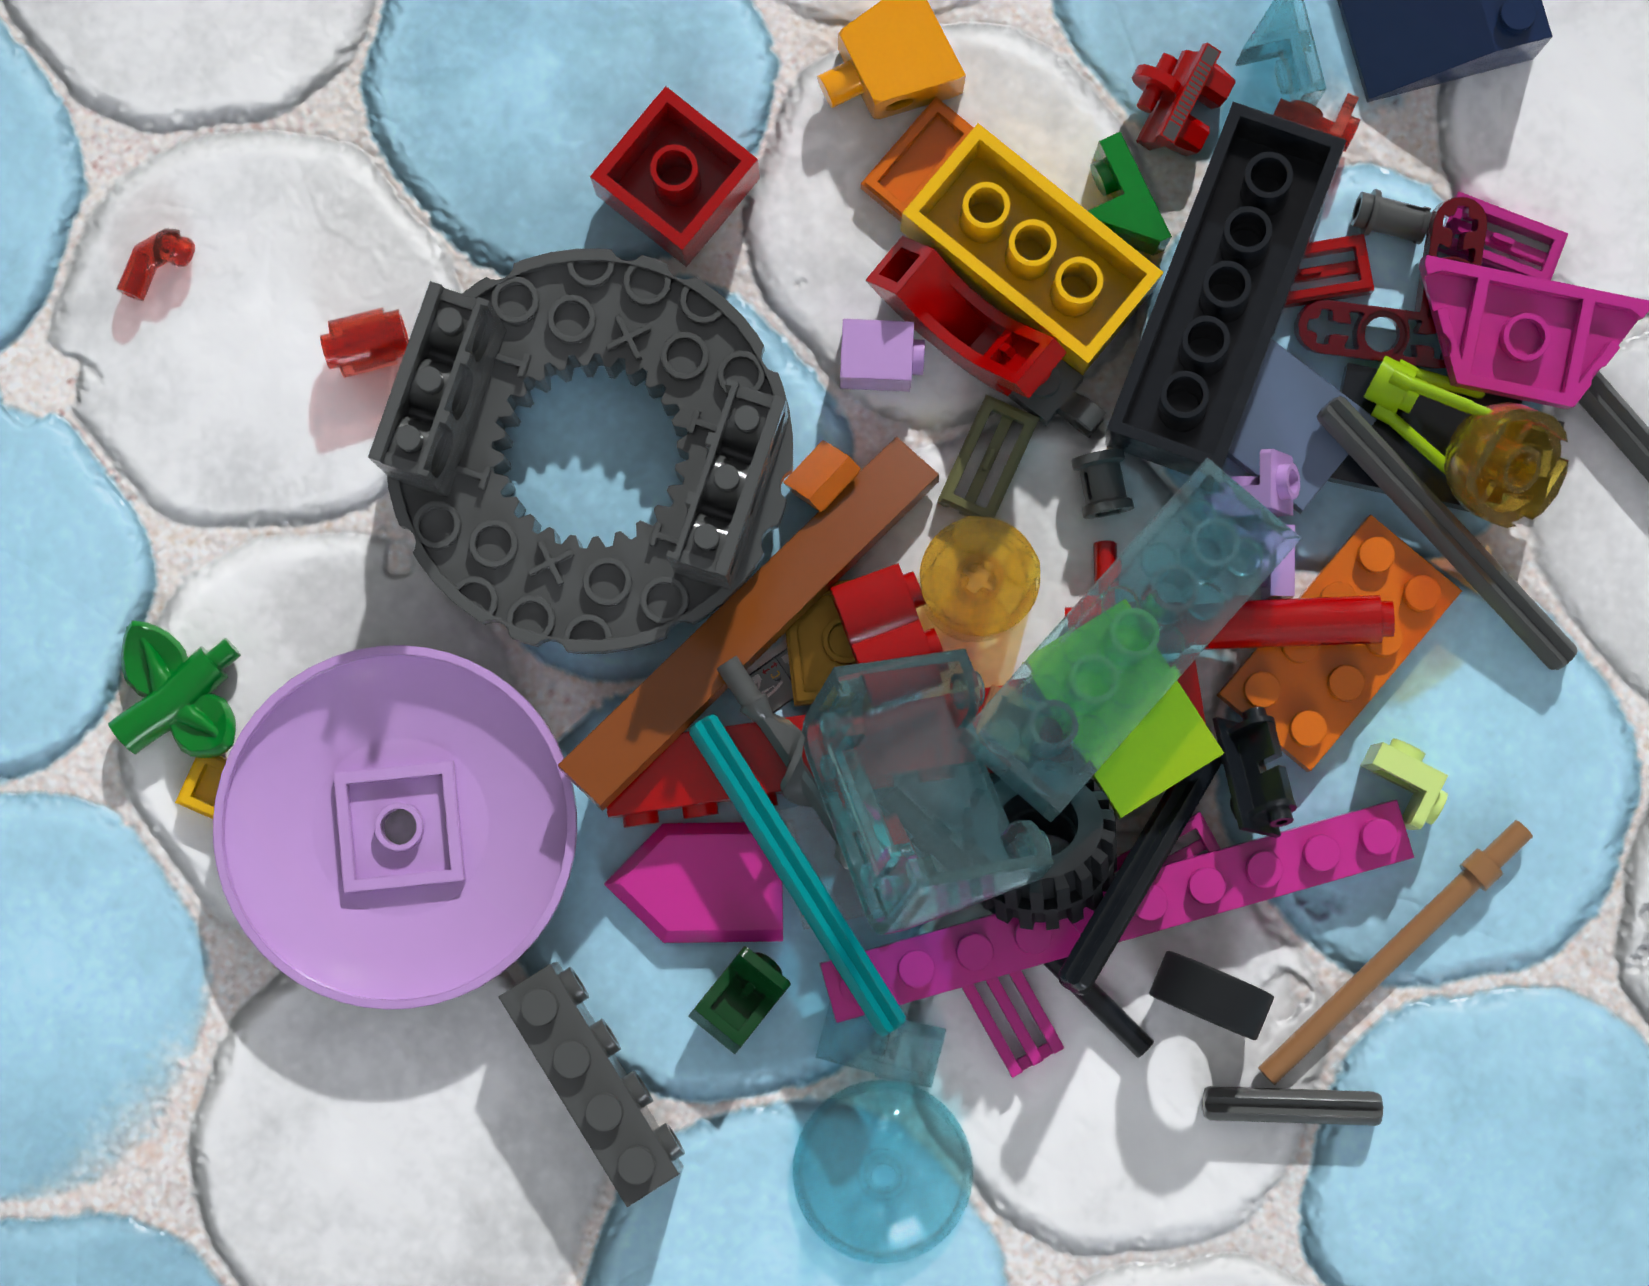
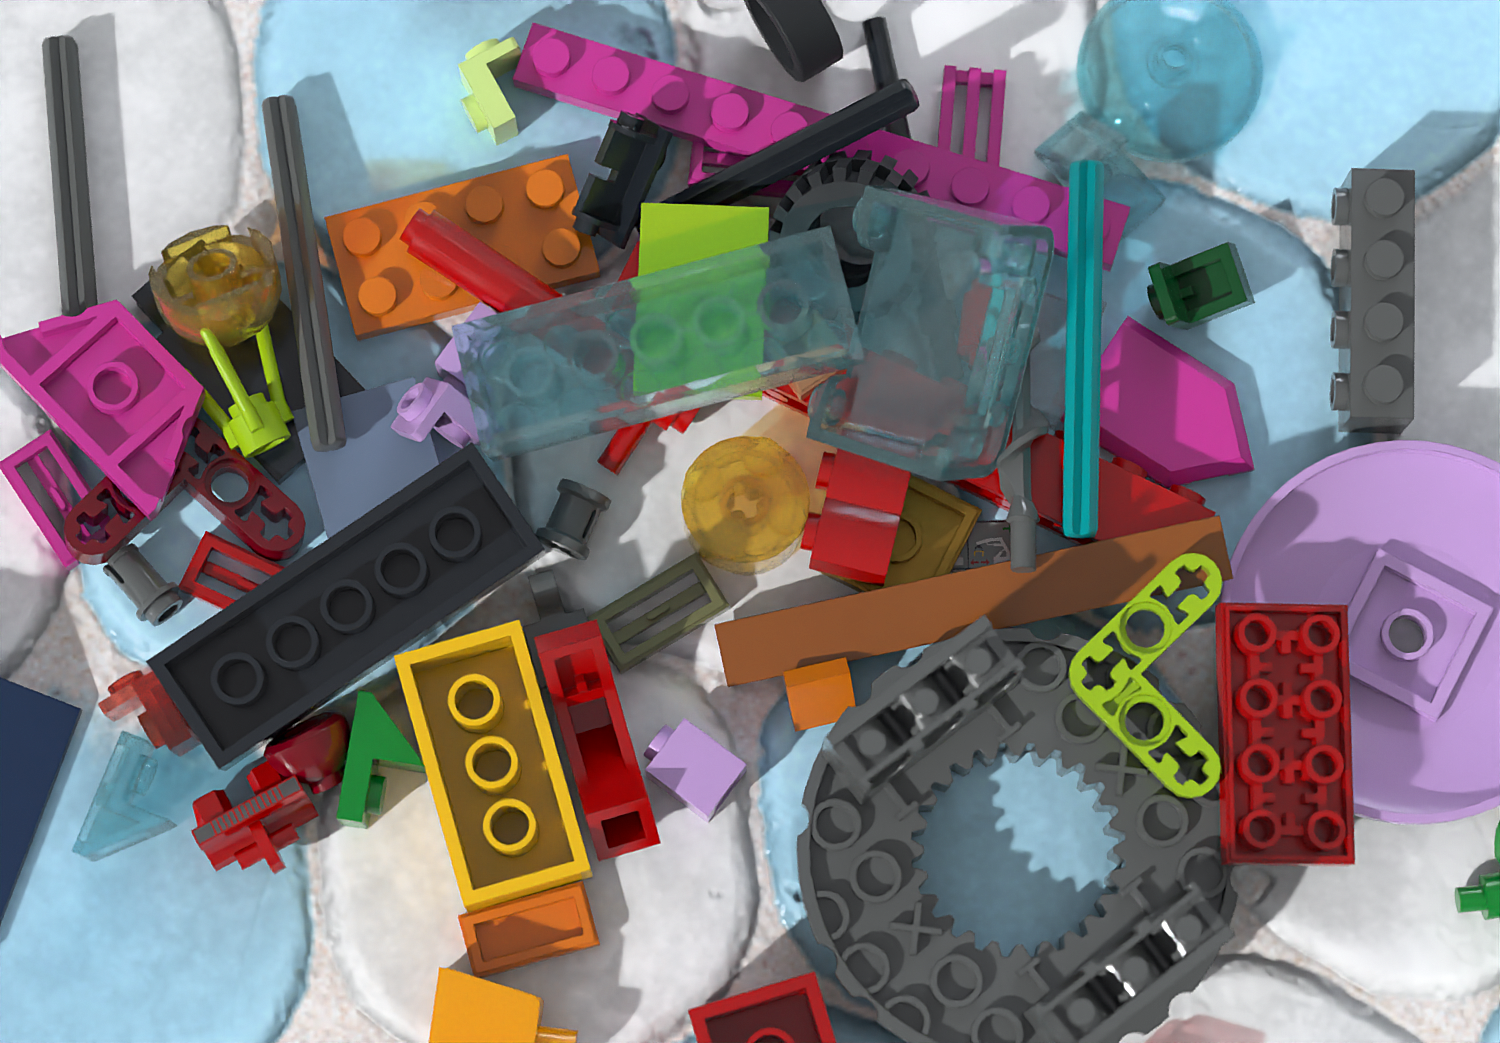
camera: 150 degrees left, 5 degrees down
(440, 671) = (1284, 734): none -> red tile
(579, 624) = (1133, 688): none -> lime beam
(1175, 176) = (312, 750): none -> dark red brick

